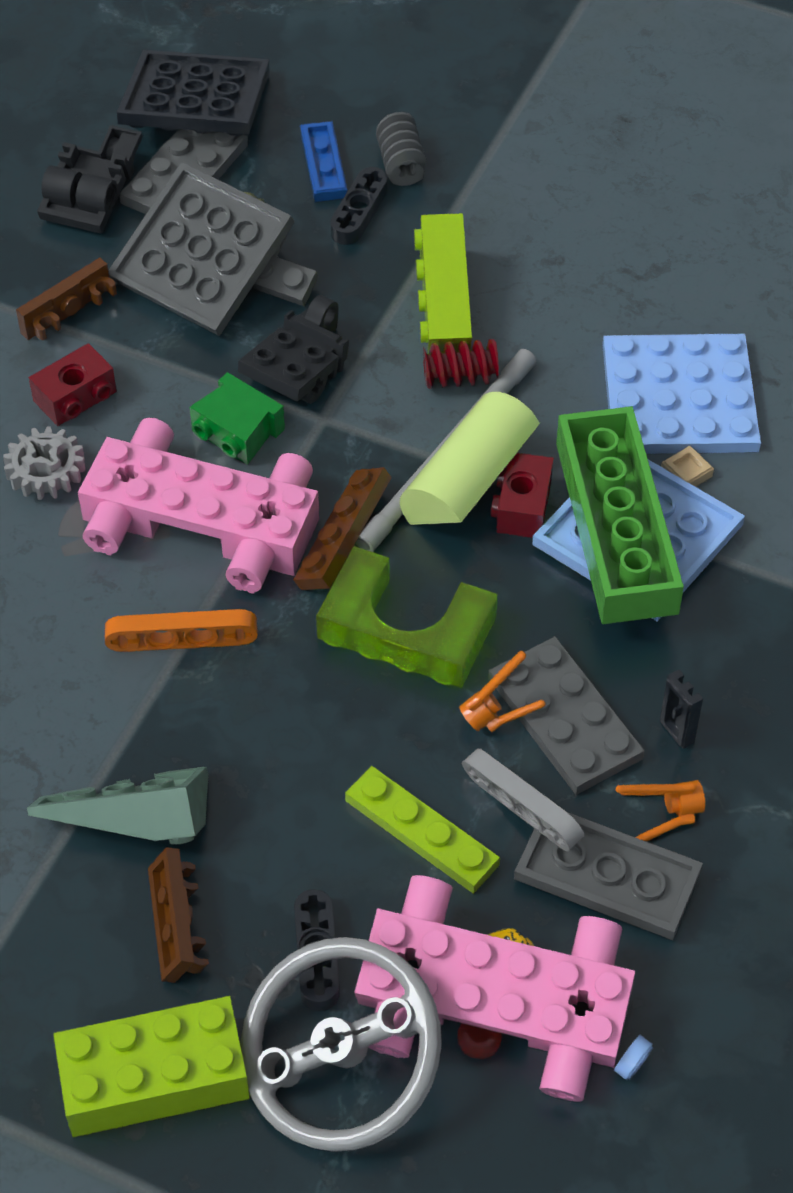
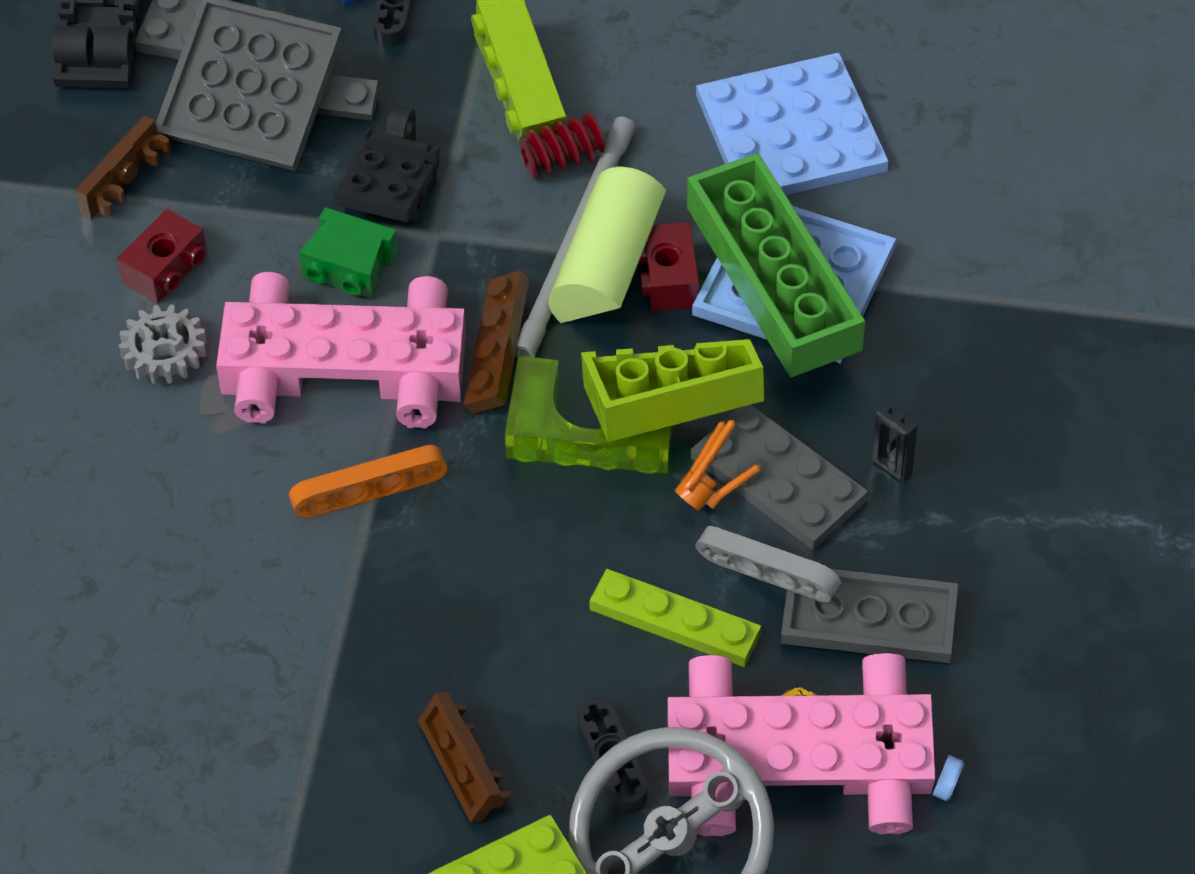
camera: 15 degrees left, 0 degrees up
(156, 810) = (410, 659): sand green wedge -> none
(478, 1042) = (796, 799): clear red plate -> none
(481, 606) = (670, 385): none -> lime wedge
(680, 798) = (917, 528): orange plant -> none
(689, 466) = (824, 200): tan tile -> none

